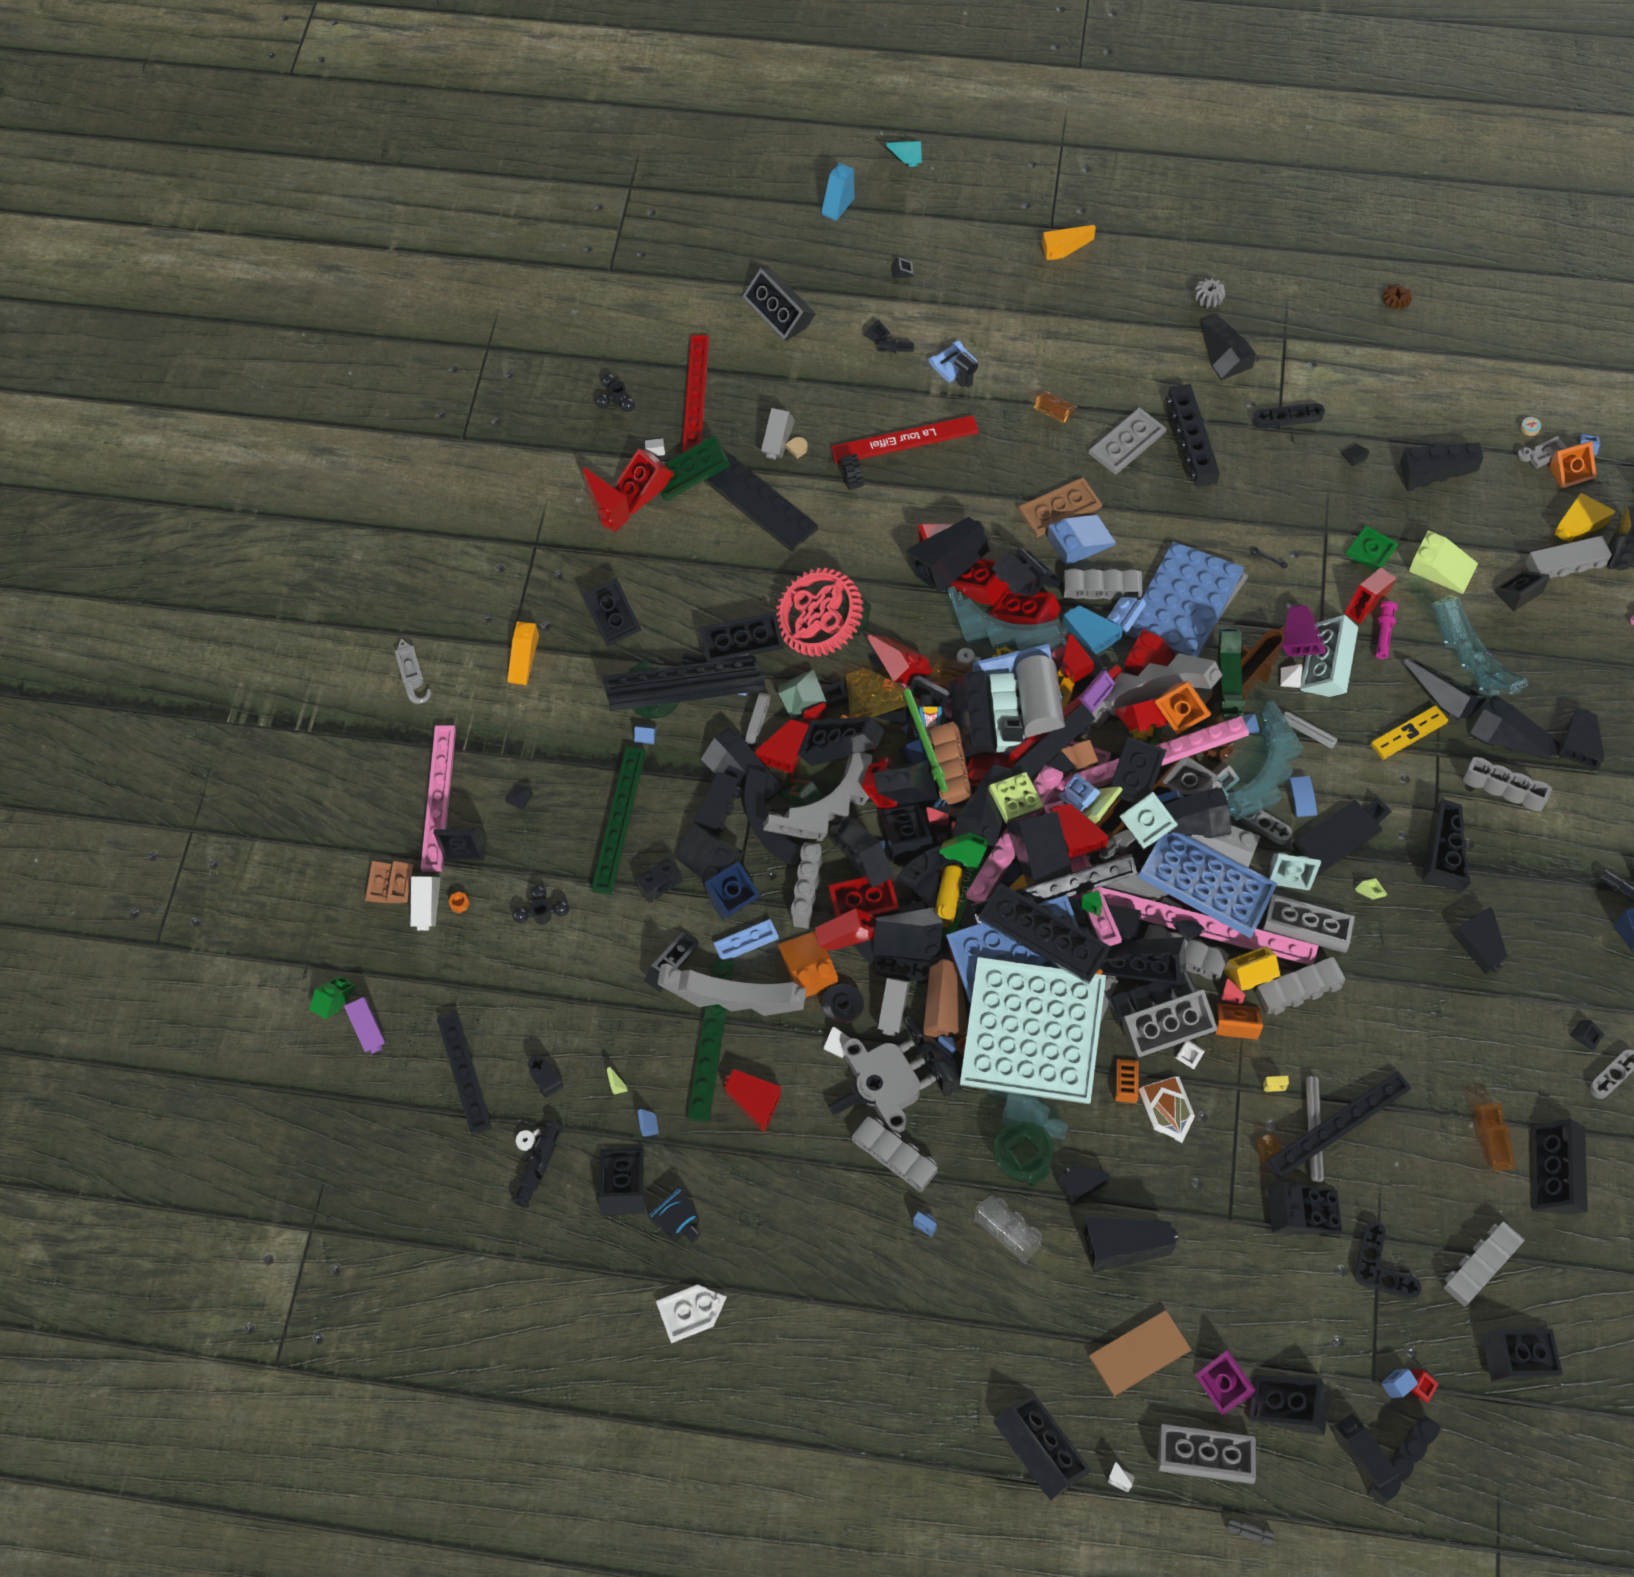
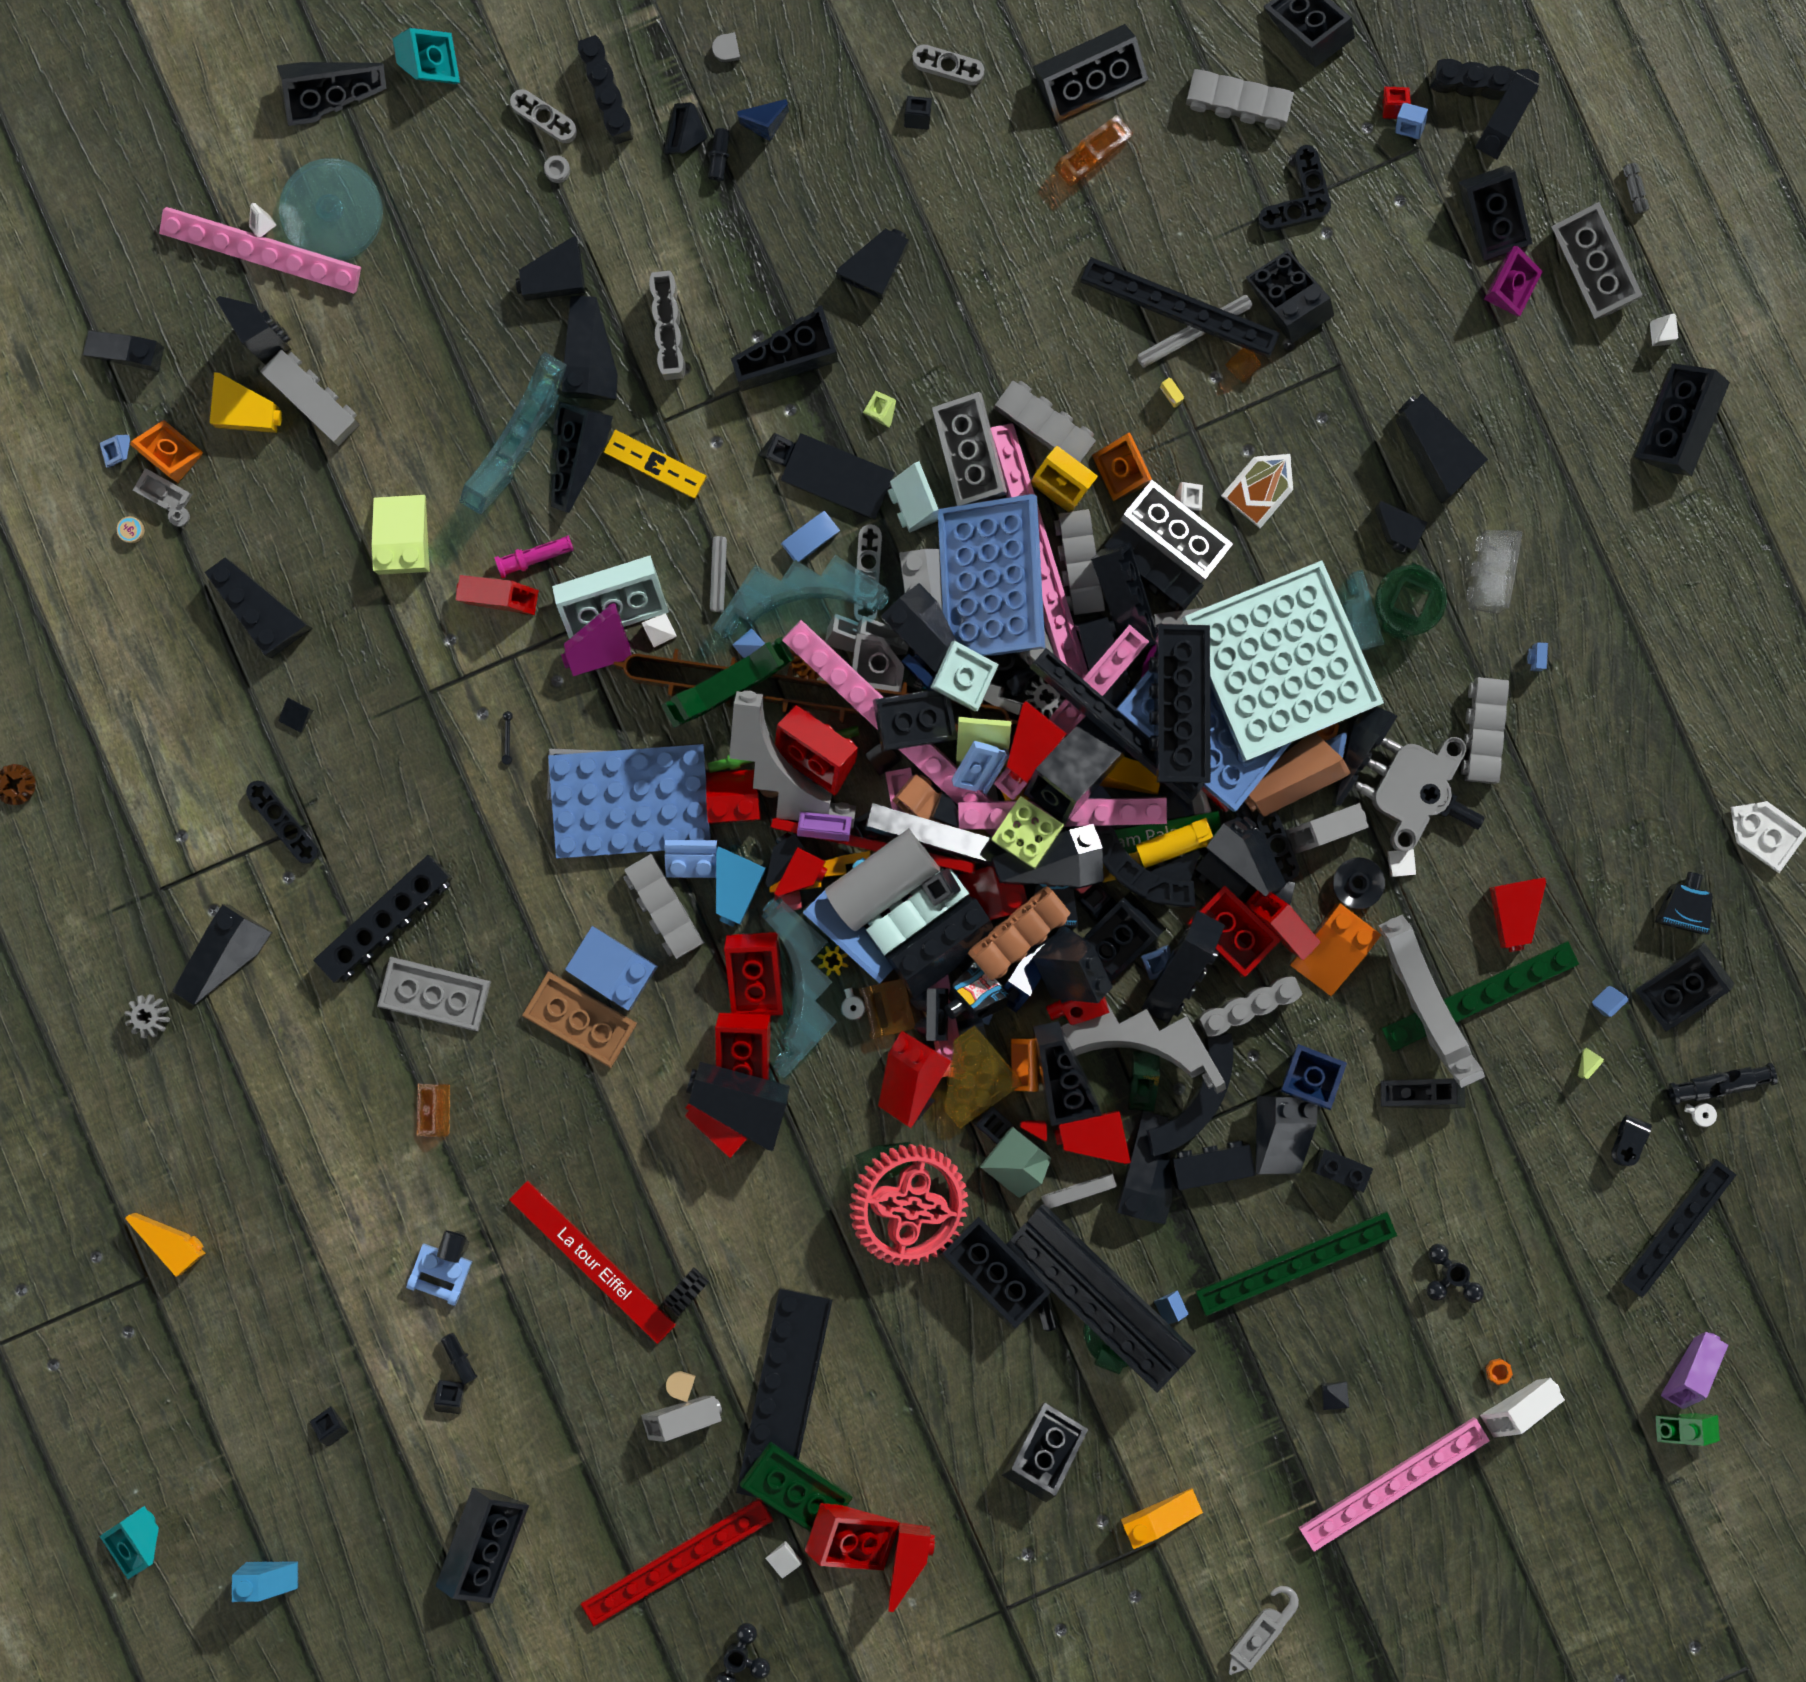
camera: 125 degrees left, 25 degrees up
(389, 882) = (1522, 1465): nougat slope -> none
(461, 843) = (1435, 1416): black slope -> none
(746, 940) = (1347, 1032): light blue tile -> none
(936, 817) = (1084, 917): coral slope -> none
(937, 771) = (1048, 936): bright green bar -> none
(966, 849) = (1120, 852): green slope -> none
(1025, 573) = (717, 993): black piece -> none
(1092, 903) = (1111, 674): green slope -> none
(1122, 1096) = (1279, 534): orange slope -> none
(1139, 1353) = (1532, 379): medium nougat tile -> none
(1182, 706) = (805, 714): orange slope -> none
(1189, 929) = (1058, 568): black tile -> none
(1232, 993) = (1098, 490): coral slope -> none
(1371, 548) = (424, 627): green tile -> none
(1522, 588) = (383, 432): black slope -> none

